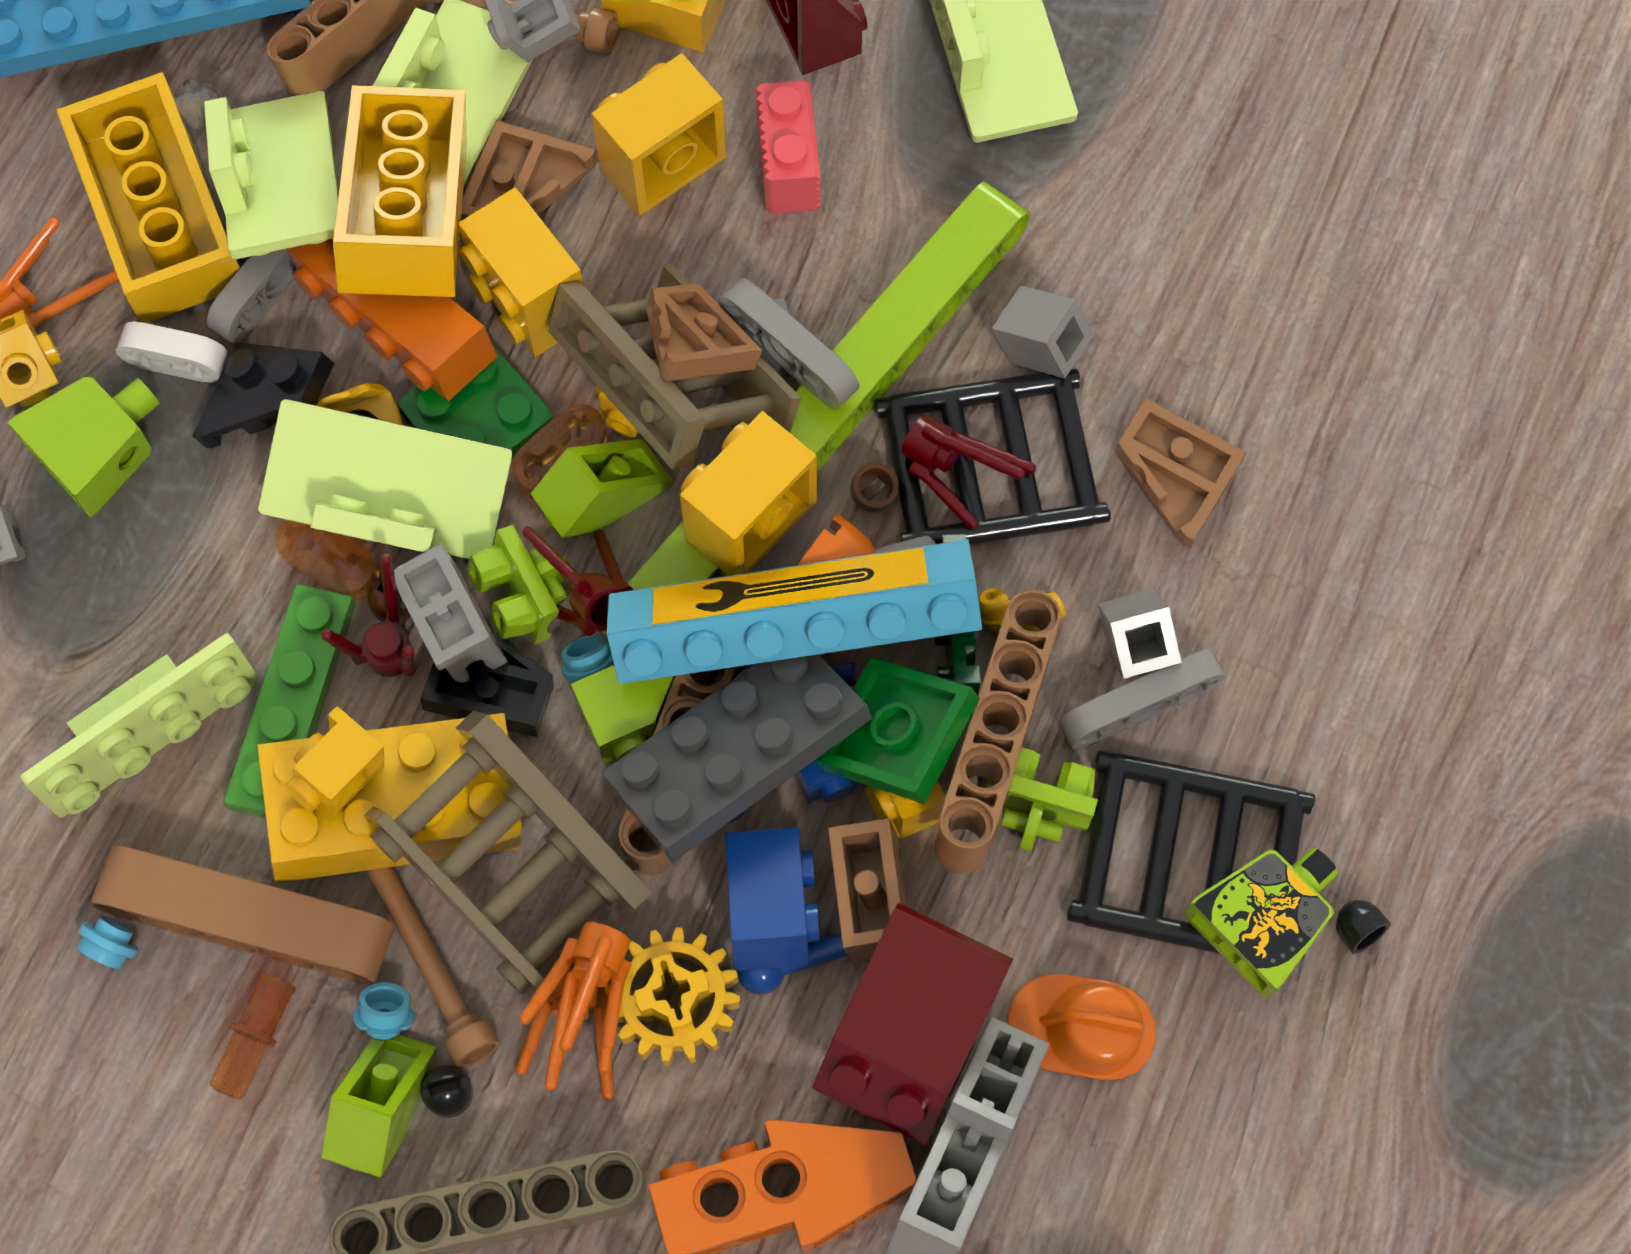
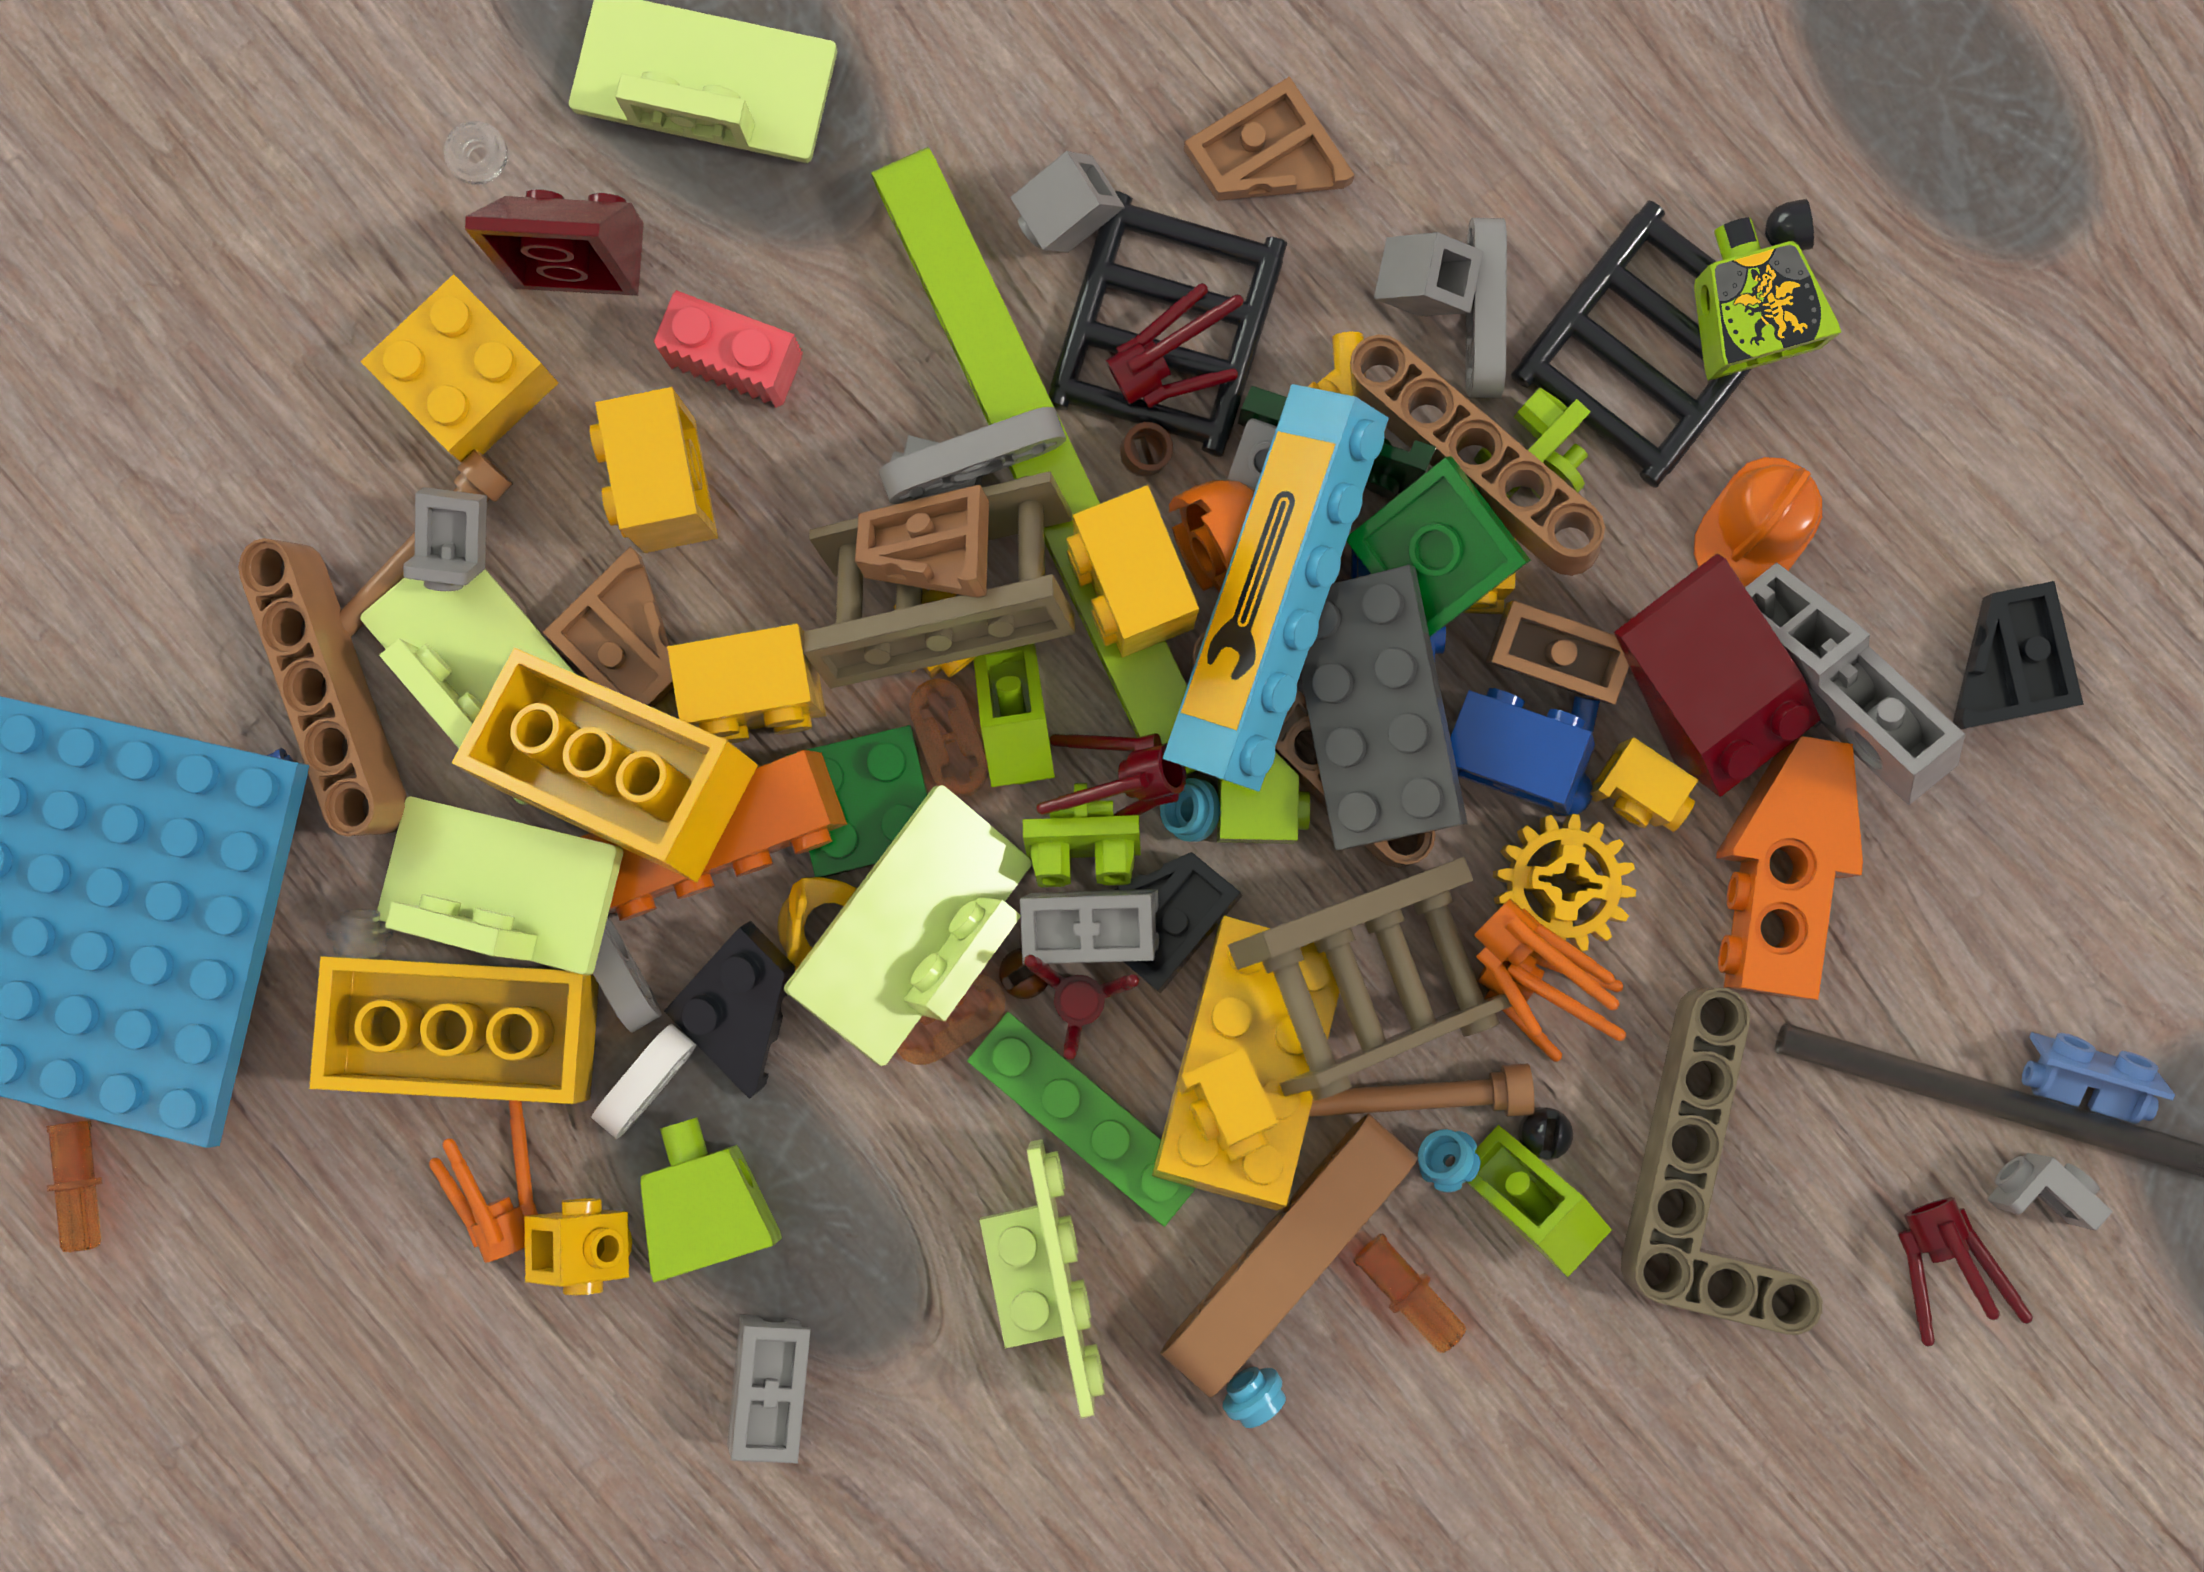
camera: 65 degrees left, 15 degrees up
(792, 1026) = (1645, 786): none -> yellow brick

